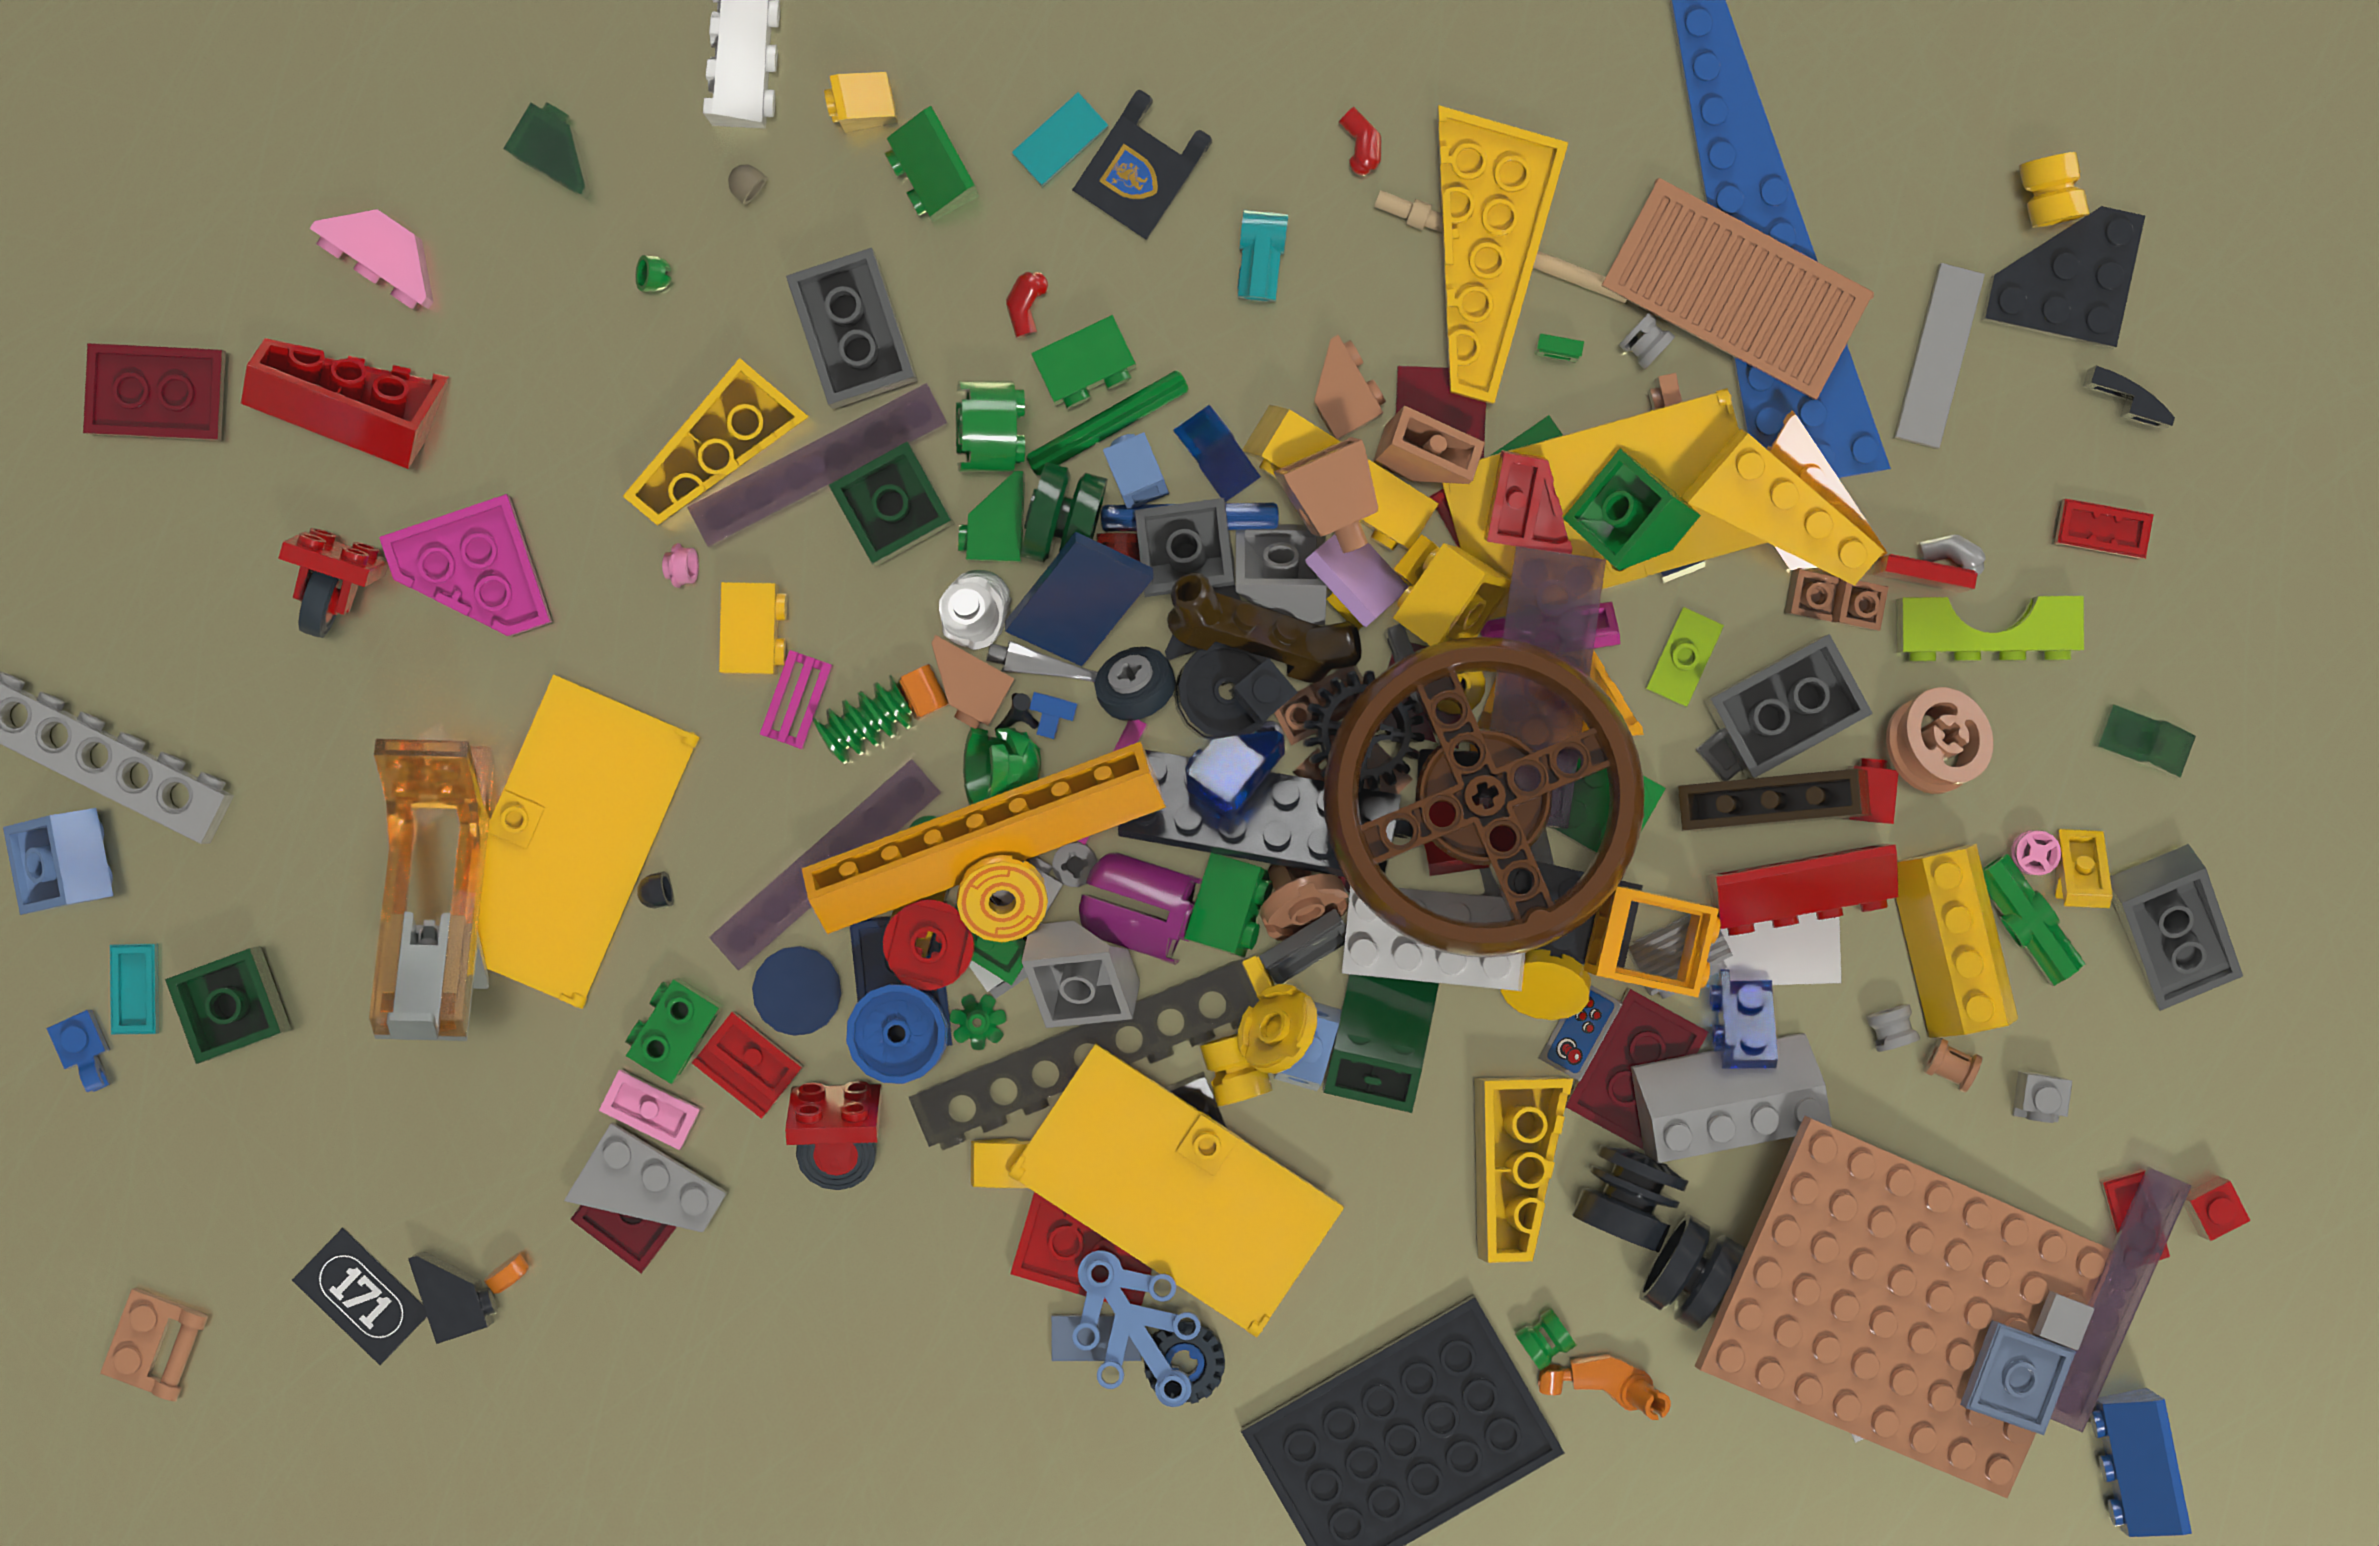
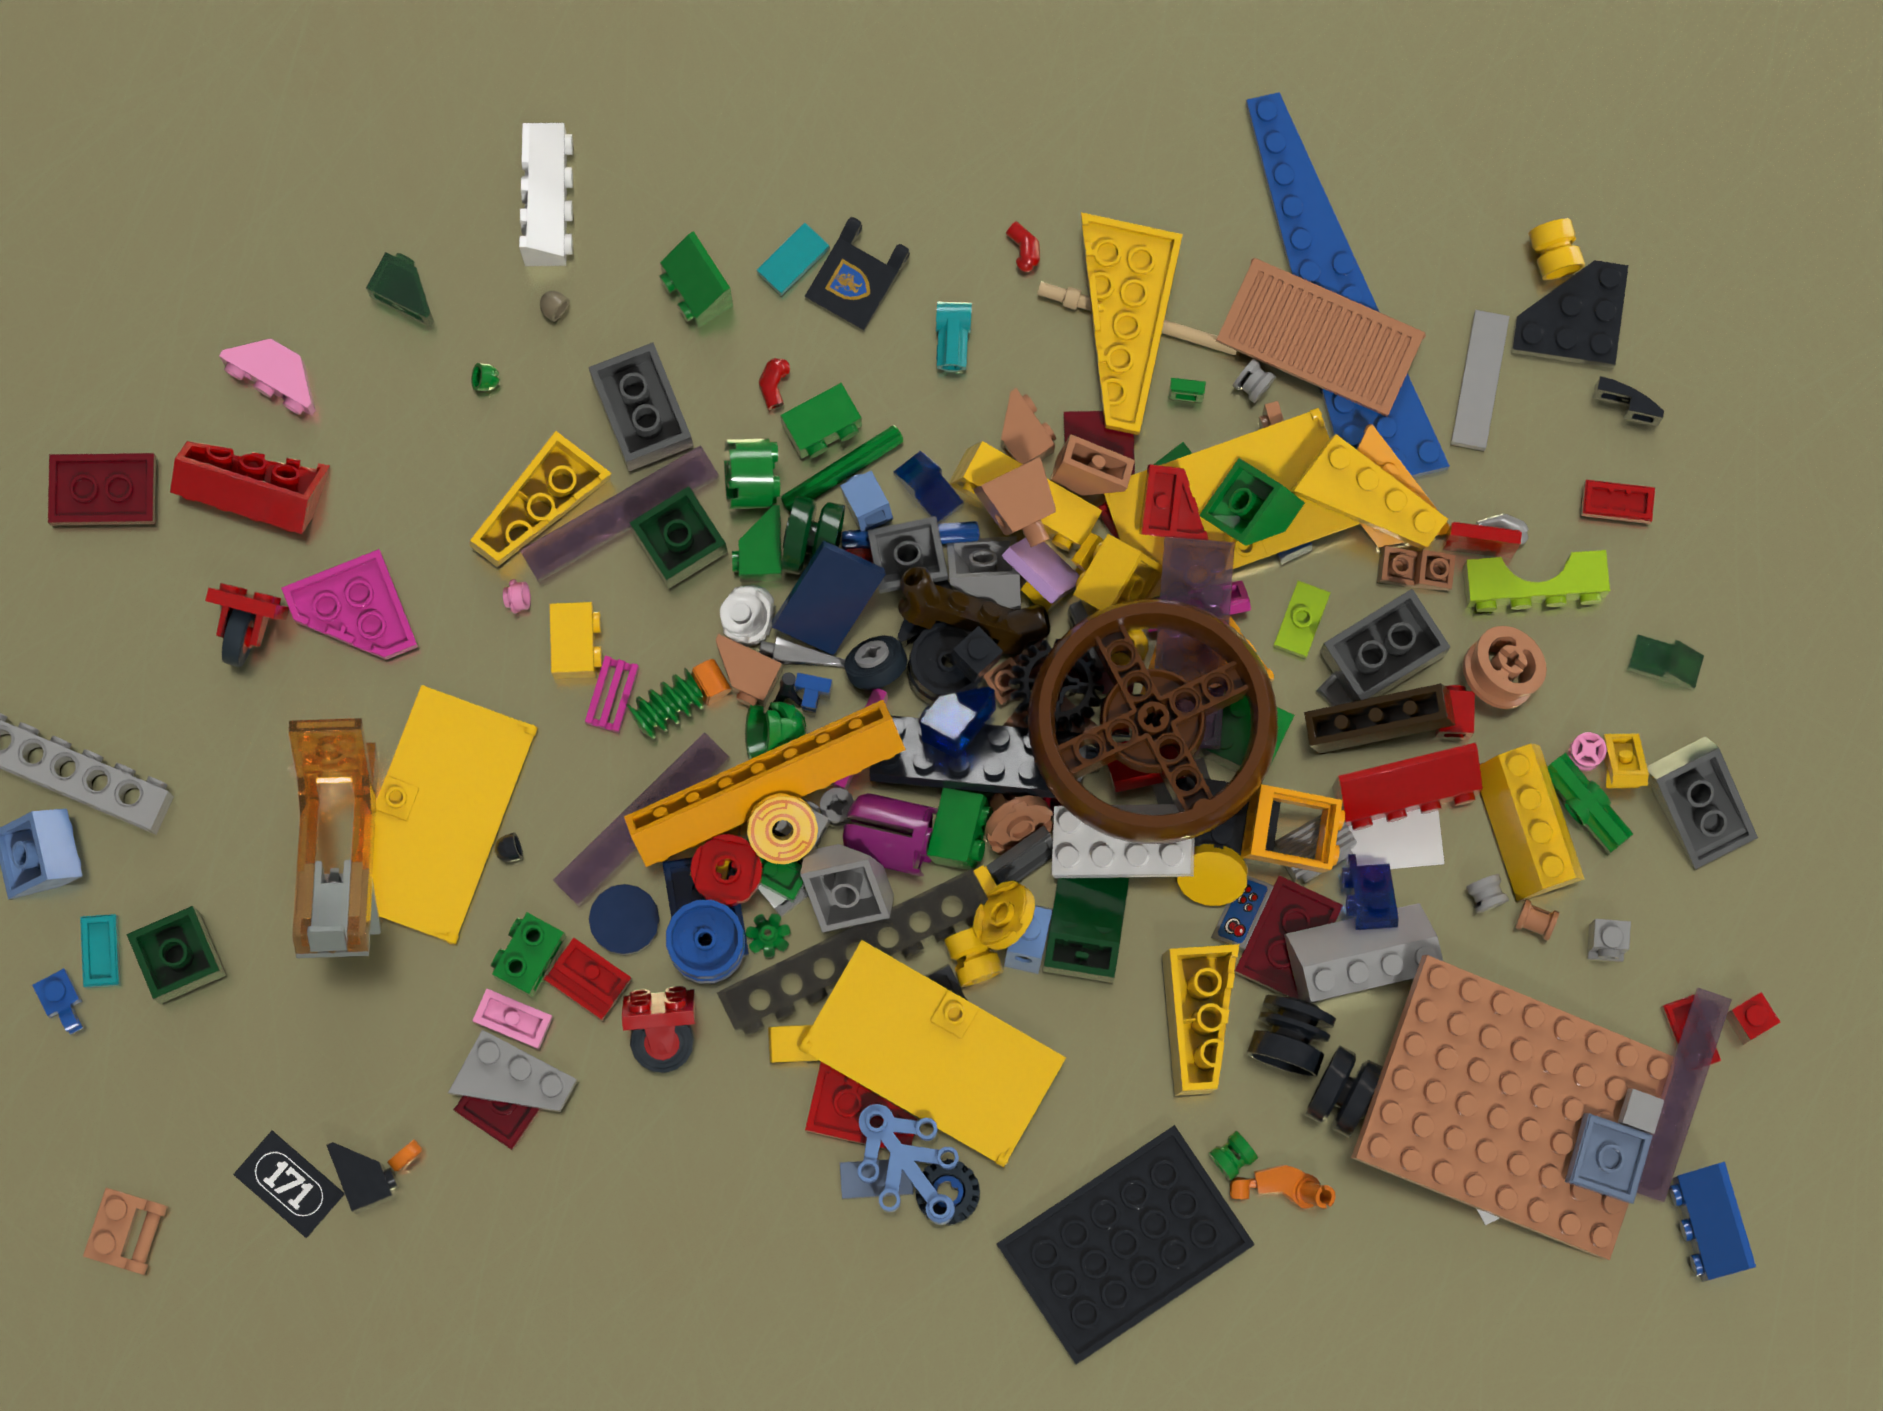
camera: 10 degrees left, 10 degrees down
(860, 100) = (638, 236): yellow slope -> none

